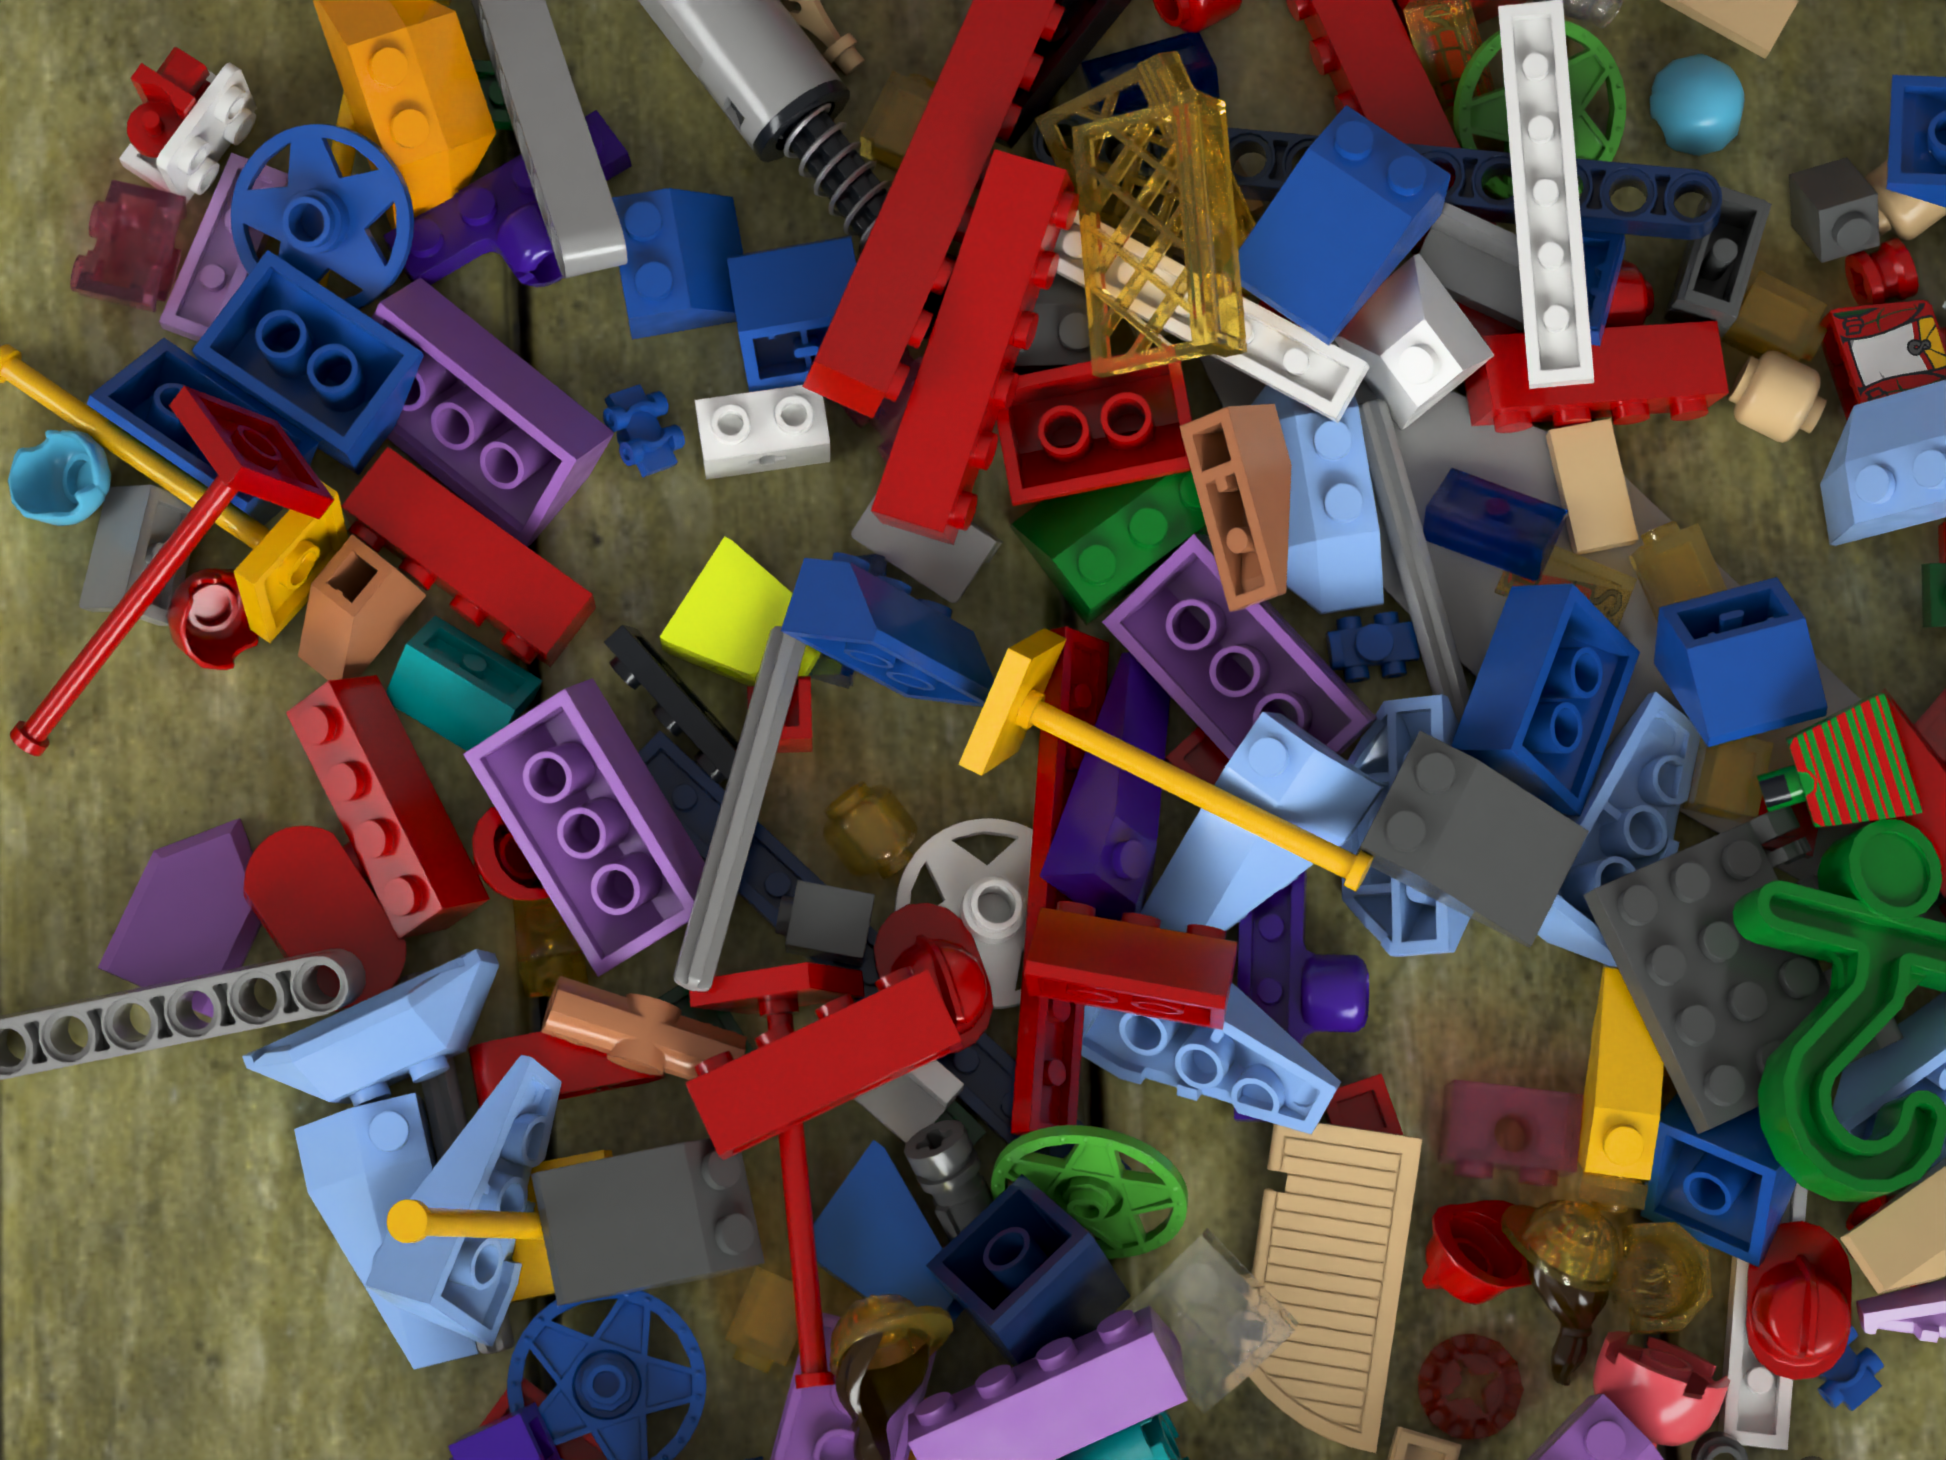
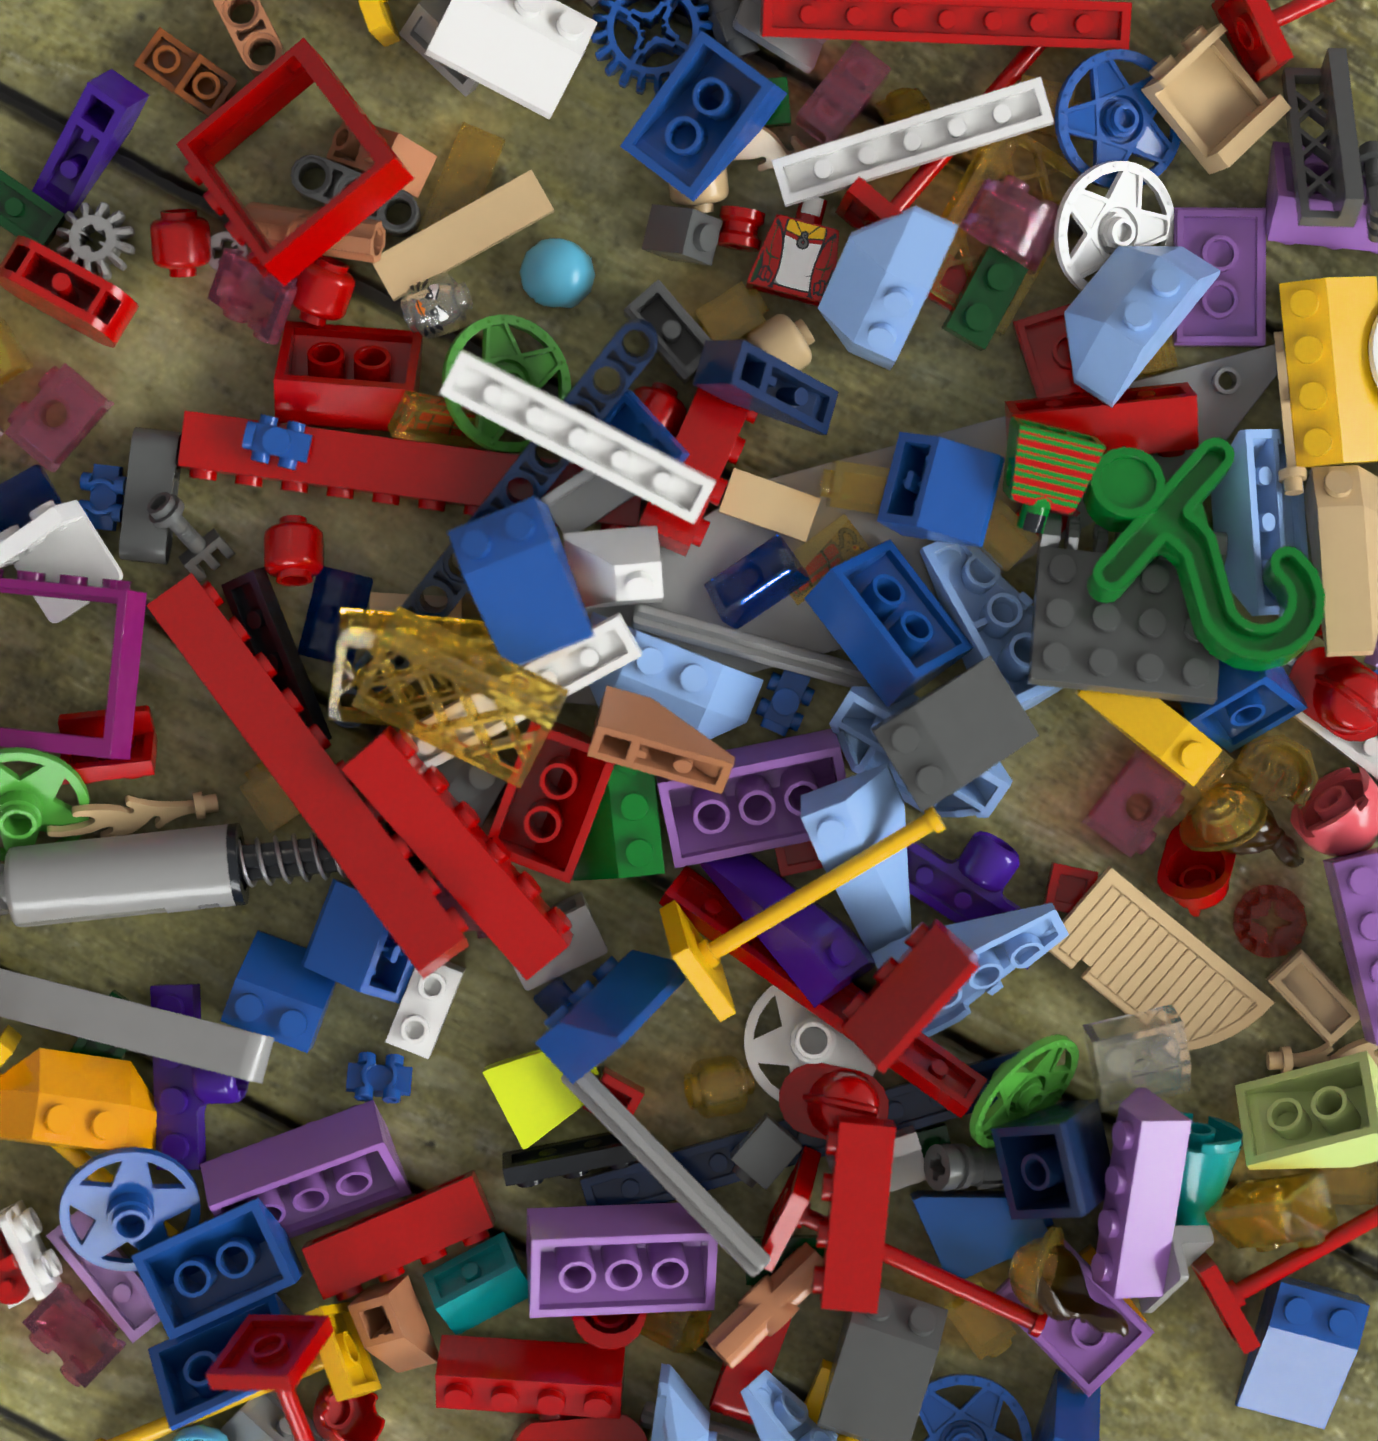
camera: 50 degrees left, 10 degrees up
(1731, 391) = (764, 385): none -> dark blue slope

